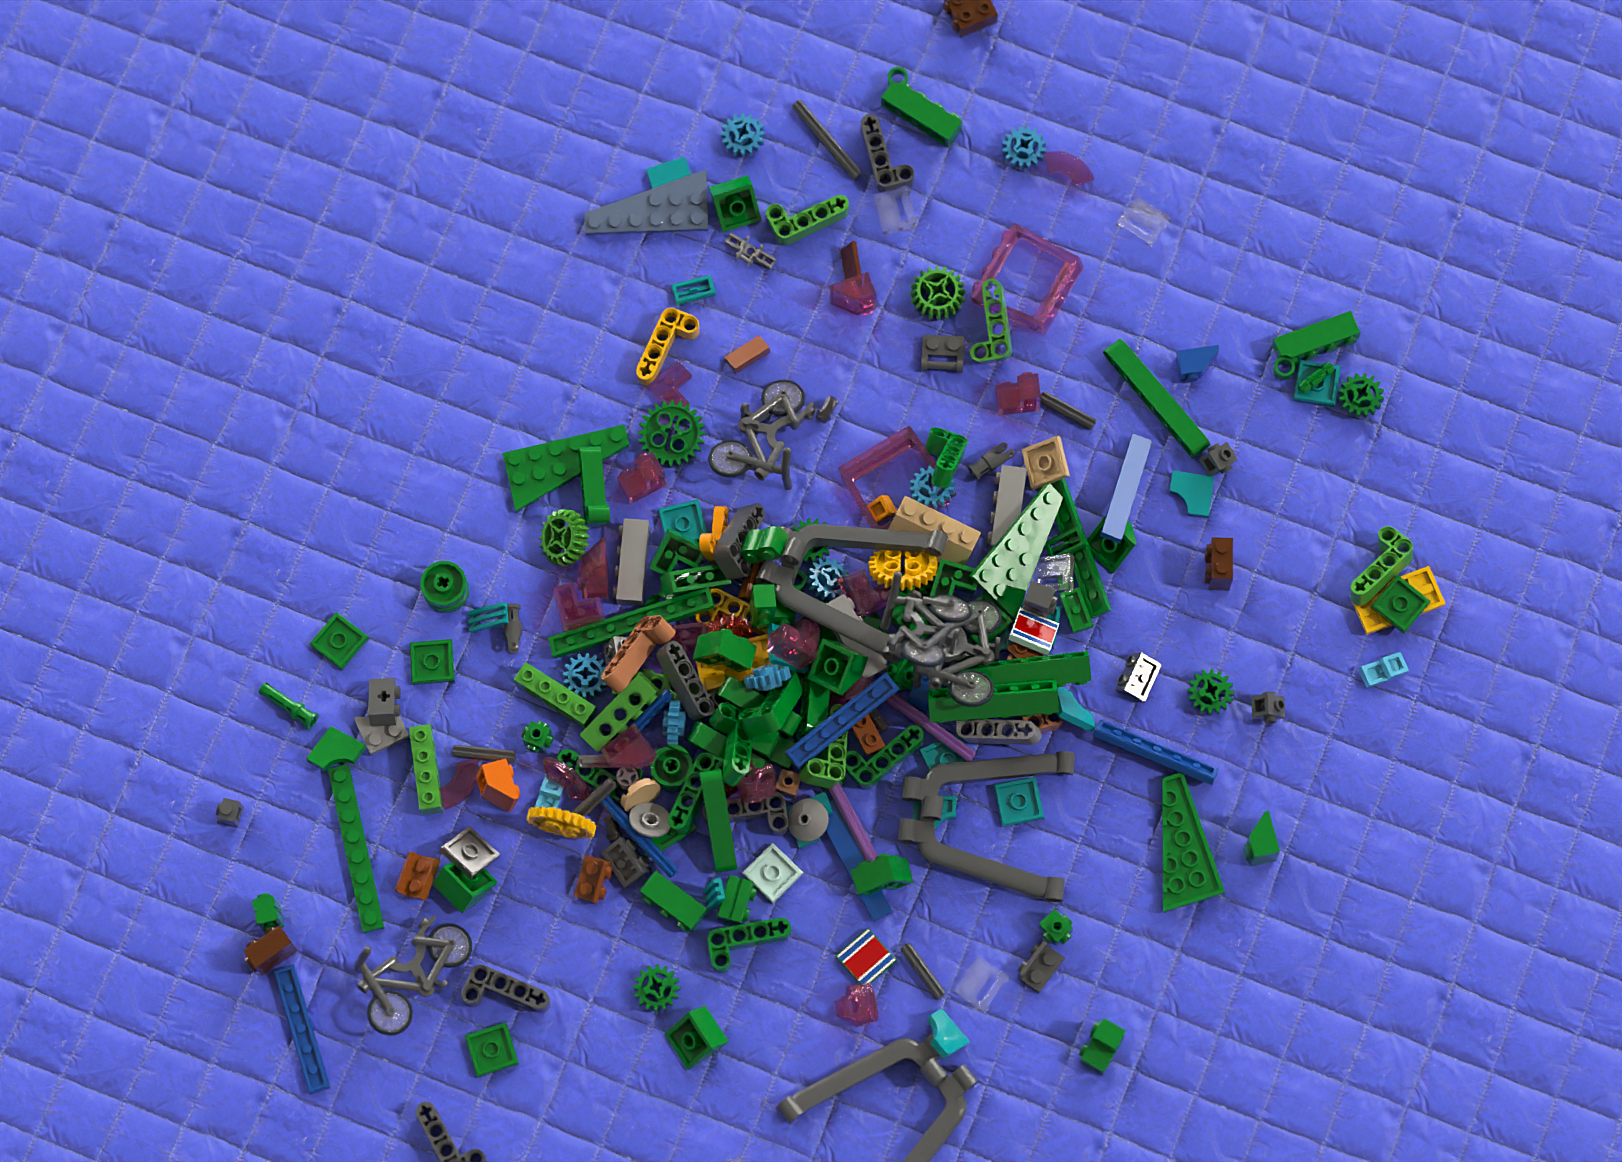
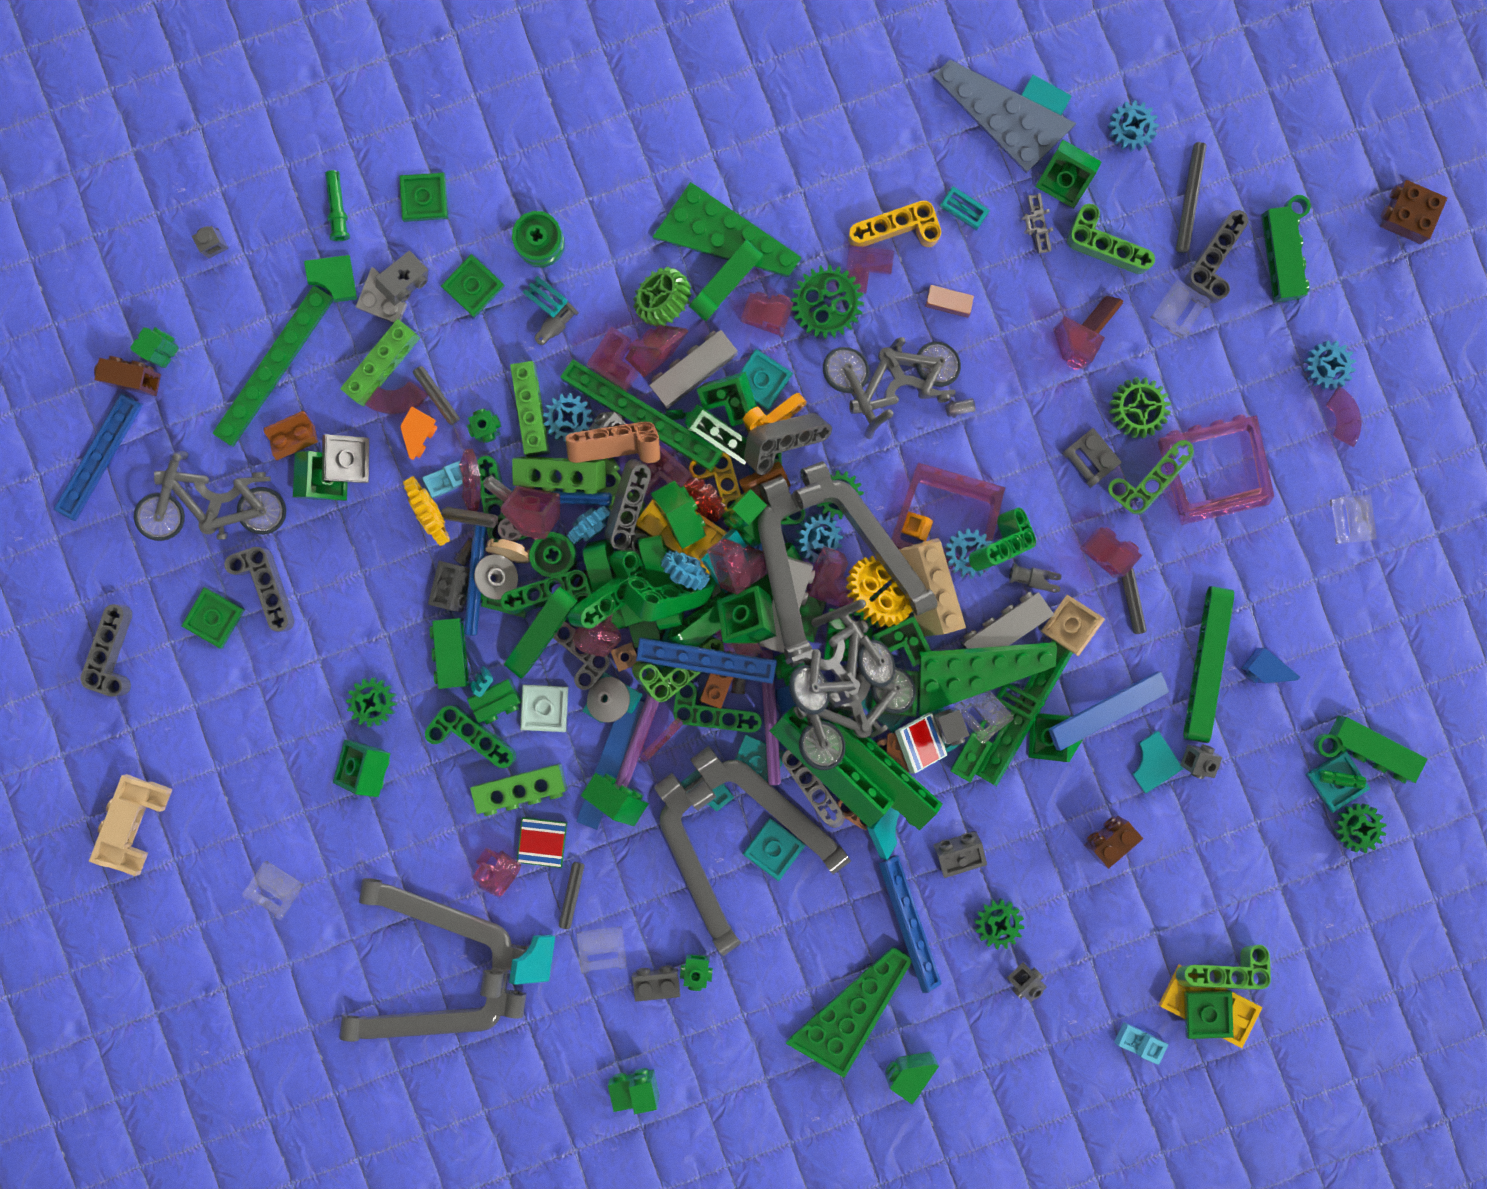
camera: 45 degrees right, 15 degrees up
(593, 878) = (412, 573): dark orange bracket -> none
(764, 544) = (794, 465): green brick -> none
(824, 907) = (483, 793): none -> bright green brick
(869, 806) = (661, 740): none -> clear pink tile

